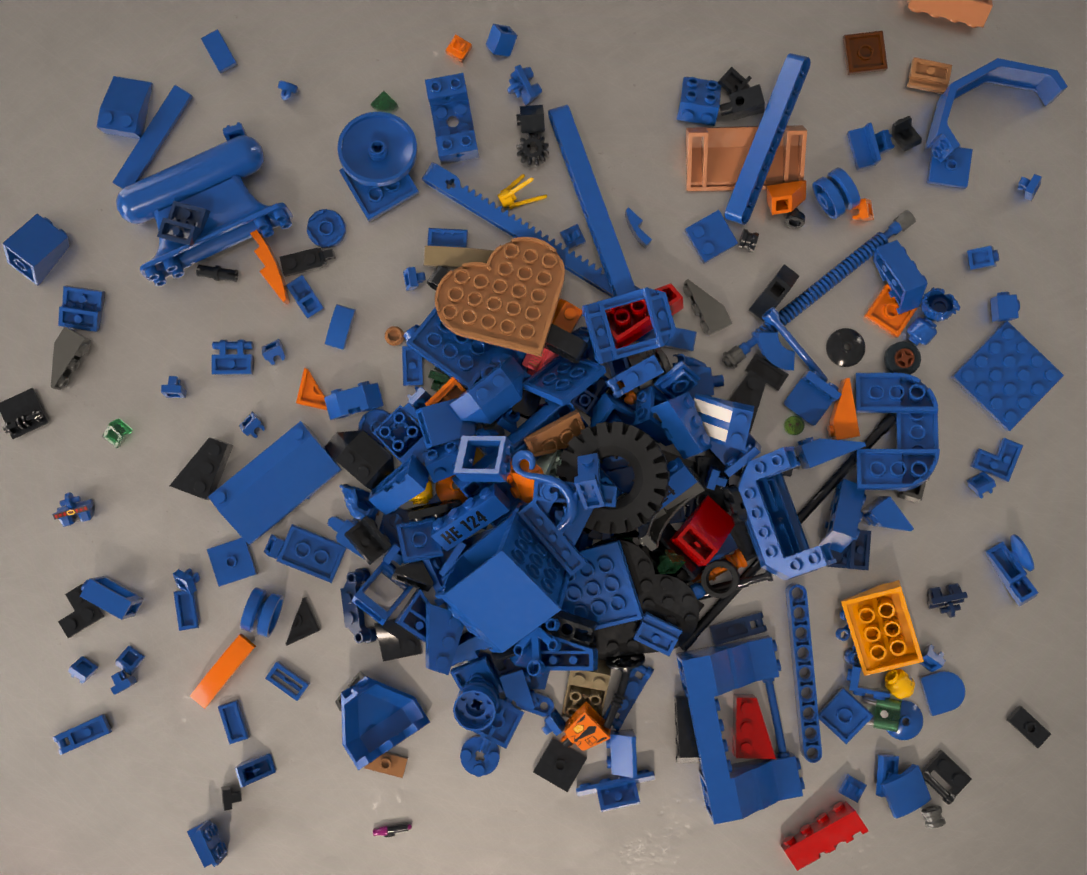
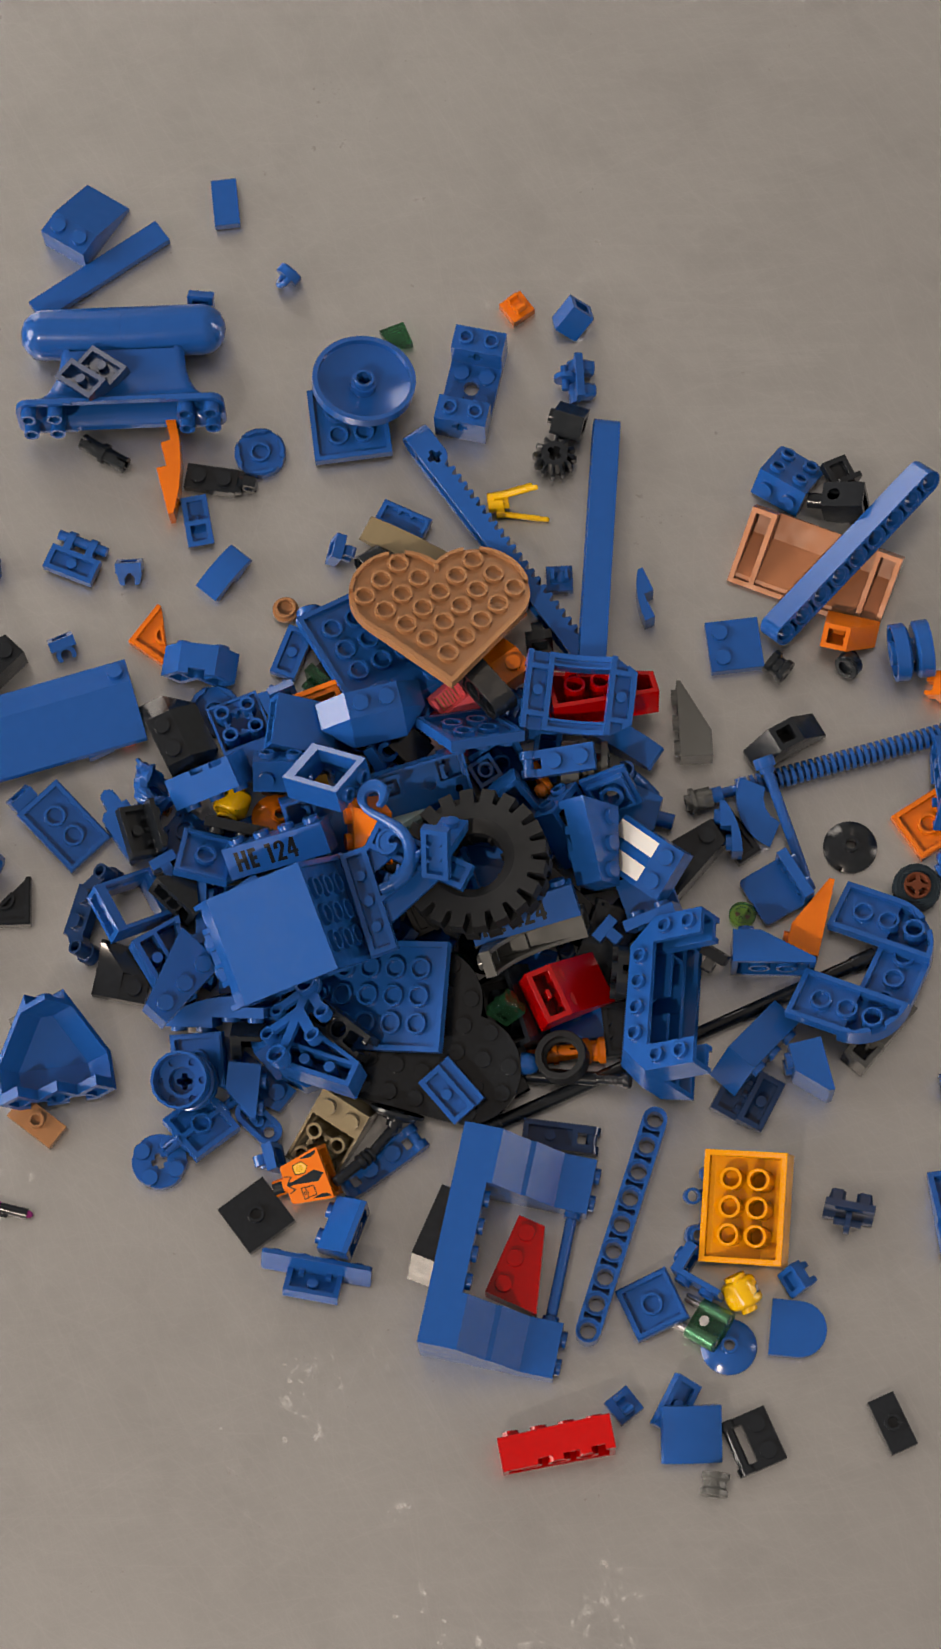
camera: 25 degrees right, 15 degrees down
(555, 435) = (420, 790): medium nougat wing -> none
(577, 287) = (539, 638): none -> black tile
(759, 366) = (728, 825): none -> blue slope

